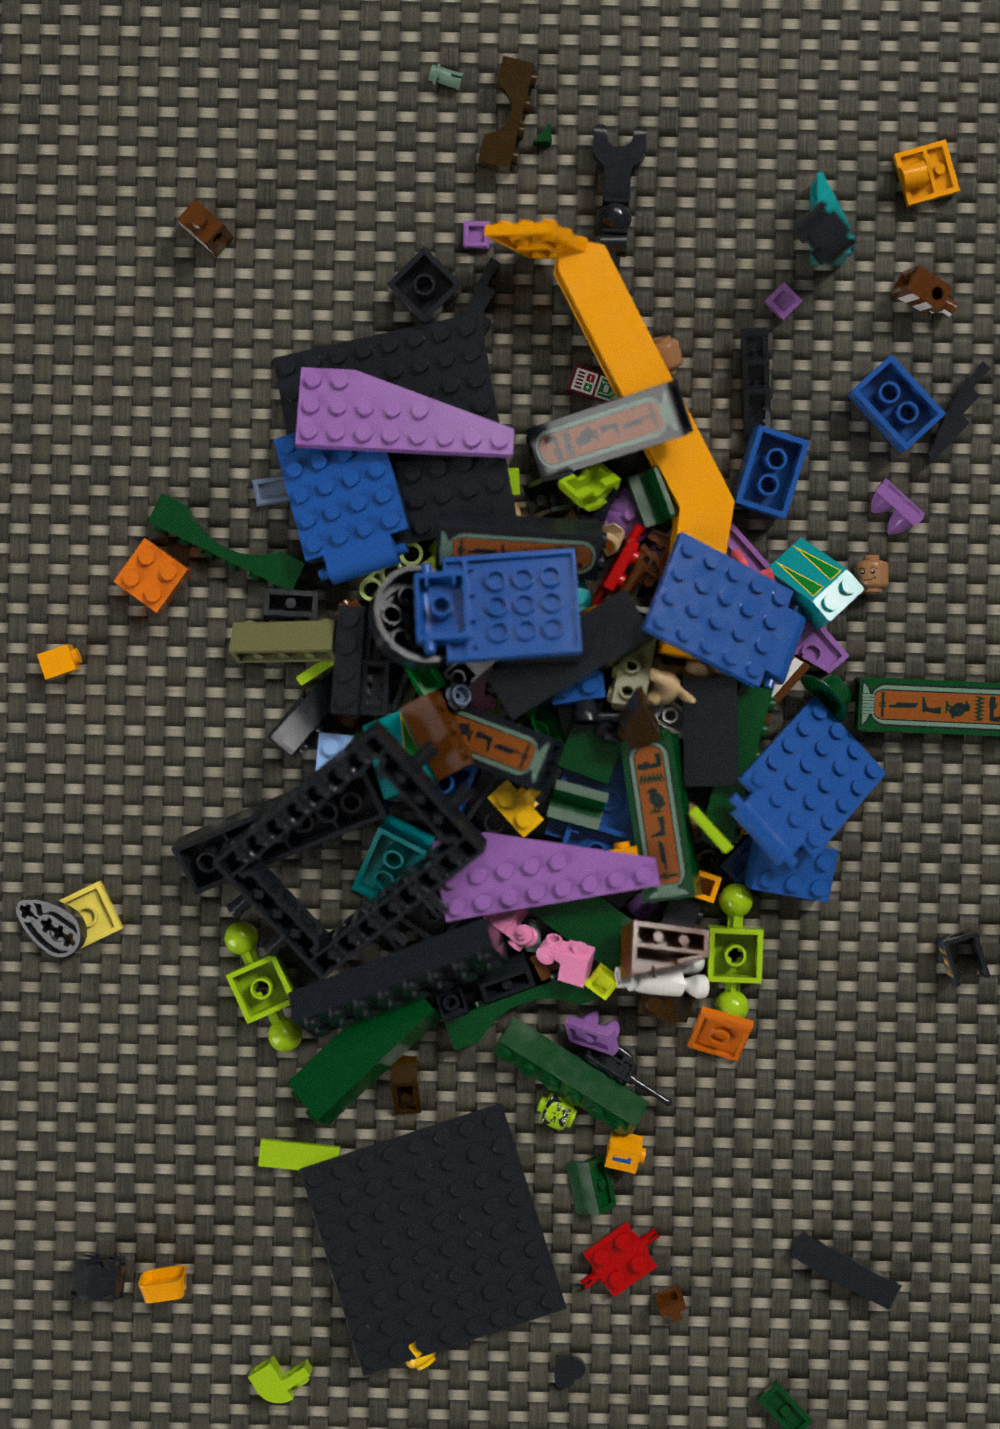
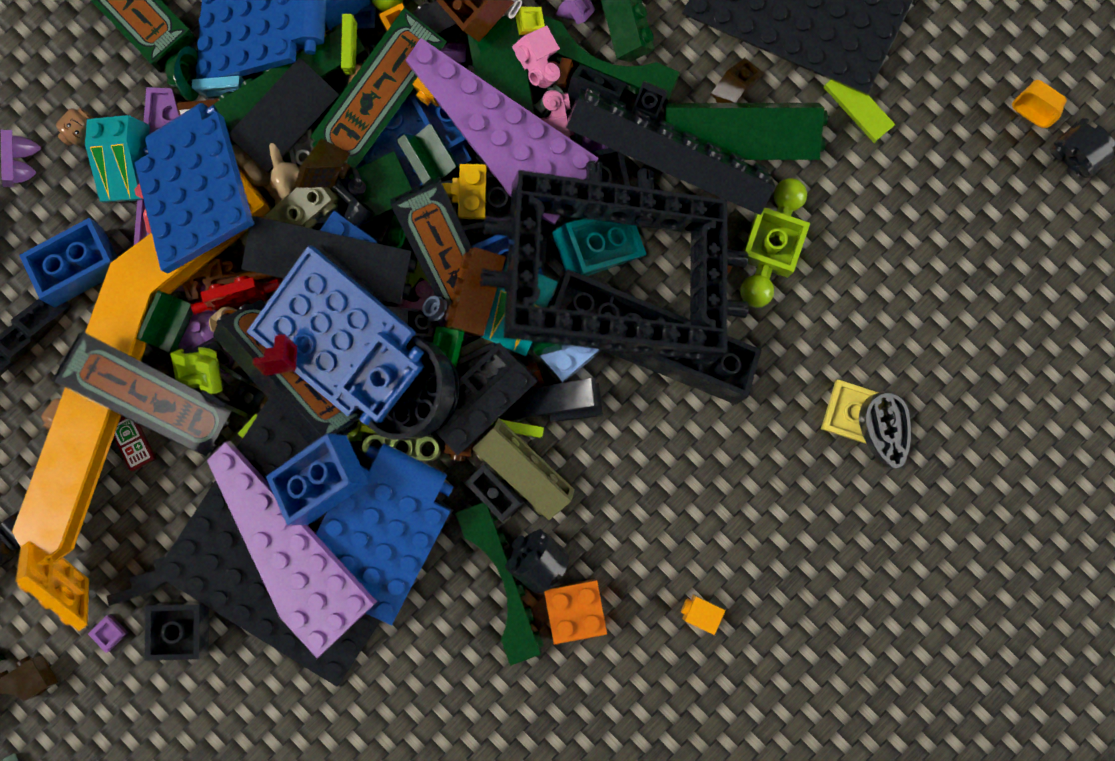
camera: 135 degrees left, 5 degrees down
(213, 585) = (537, 560): none -> black brick
(270, 491) = (430, 590): sand blue tile -> none
(417, 492) = (316, 479): none -> blue brick
(529, 551) = (278, 358): none -> dark red panel
(791, 710) = (216, 86): none -> medium azure tile

